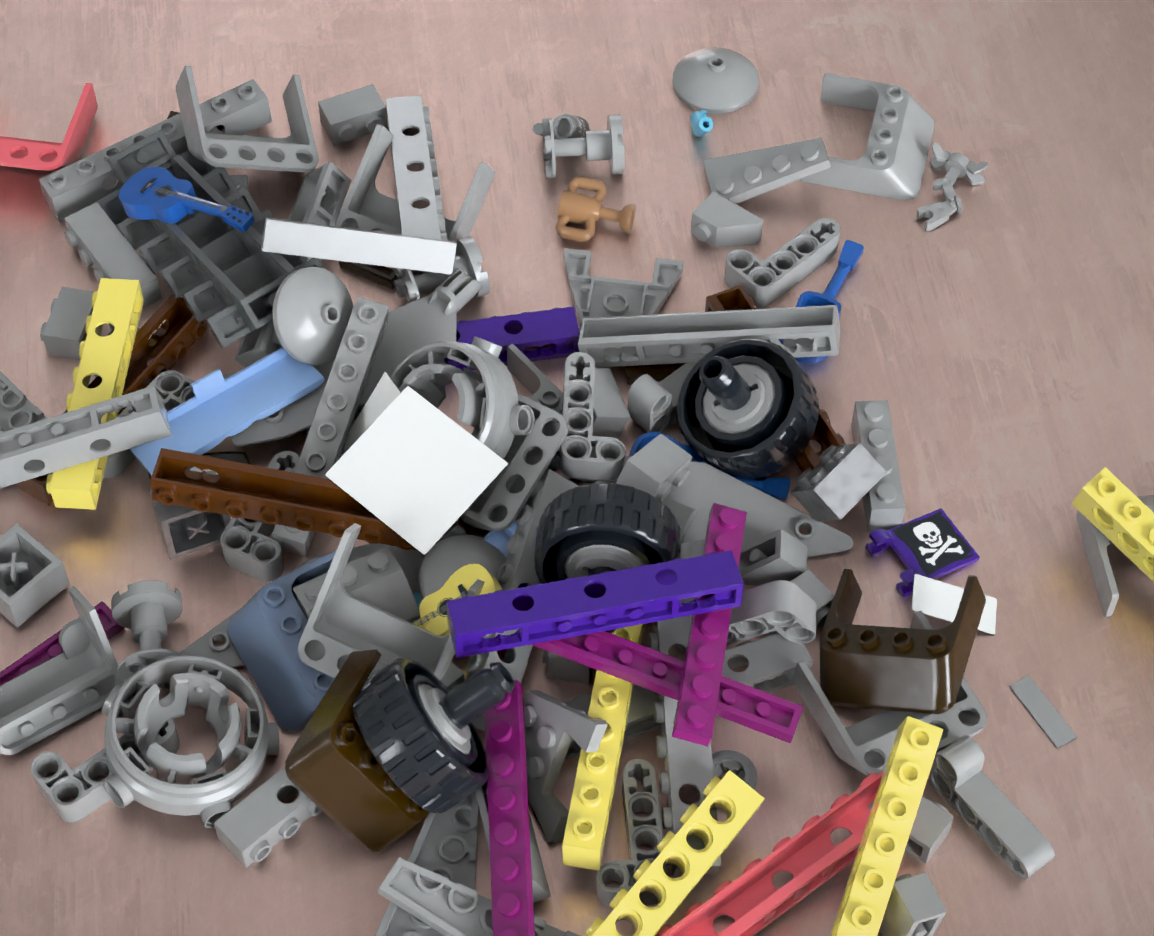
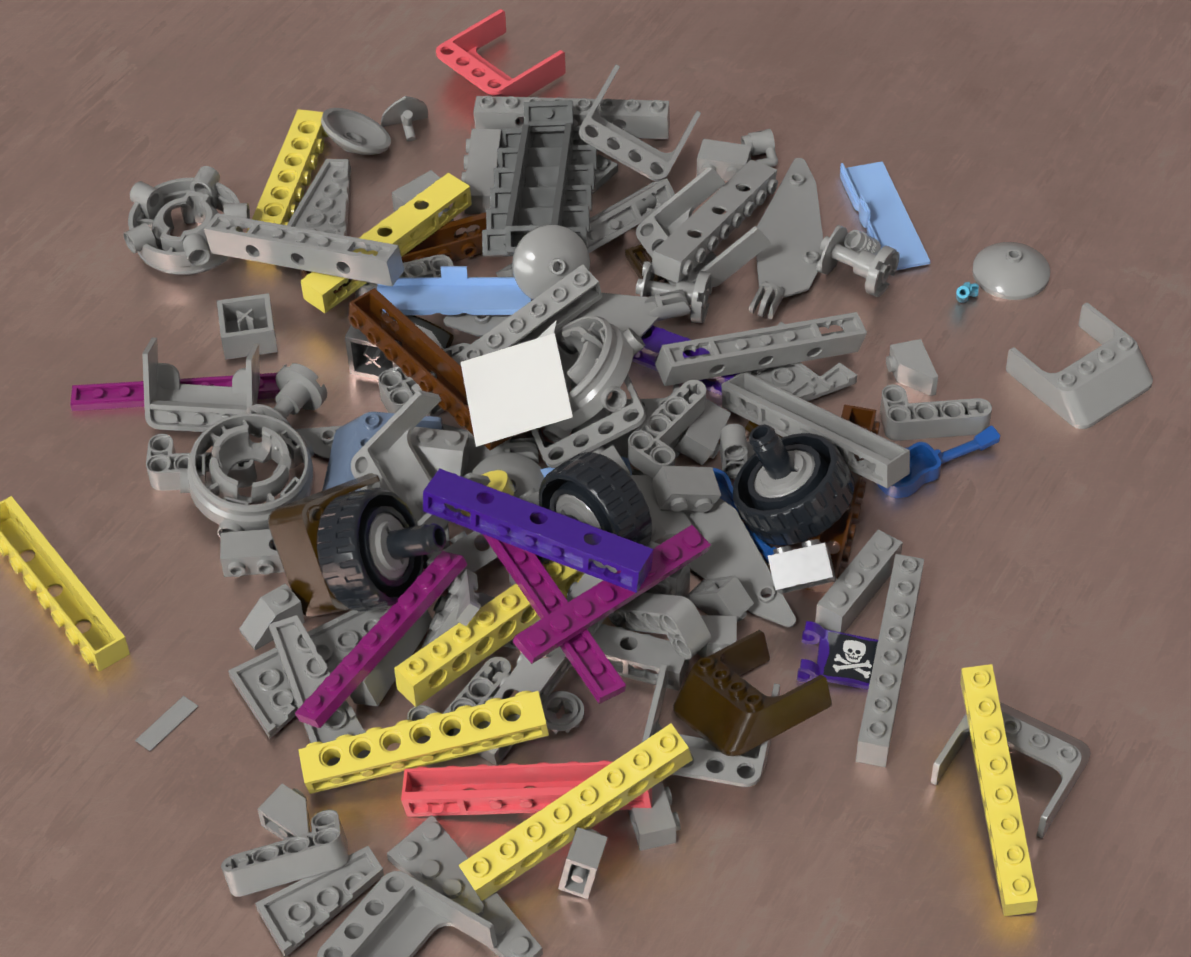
camera: 40 degrees right, 5 degrees down
(161, 196) = (530, 142): blue piece -> none
(350, 877) = (270, 608): none -> light grey slope
(358, 246) = (617, 235): tile -> none
(378, 74) = (761, 143): none -> light grey piece
(470, 137) = (795, 236): none -> light grey wing
(546, 84) = (883, 212): none -> light blue piece
(587, 210) = (819, 301): medium nougat piece -> none
(587, 288) = (760, 348): none -> light grey piece
(763, 170) = (974, 344): light grey wing -> none
(943, 601) = (837, 719): white sticker -> none
(956, 166) = (1132, 422): light grey piece -> none
(975, 523) = (889, 661): none -> light grey piece
(987, 810) = (710, 840): light grey beam -> none
(1043, 711) = (820, 813): light grey sticker -> none

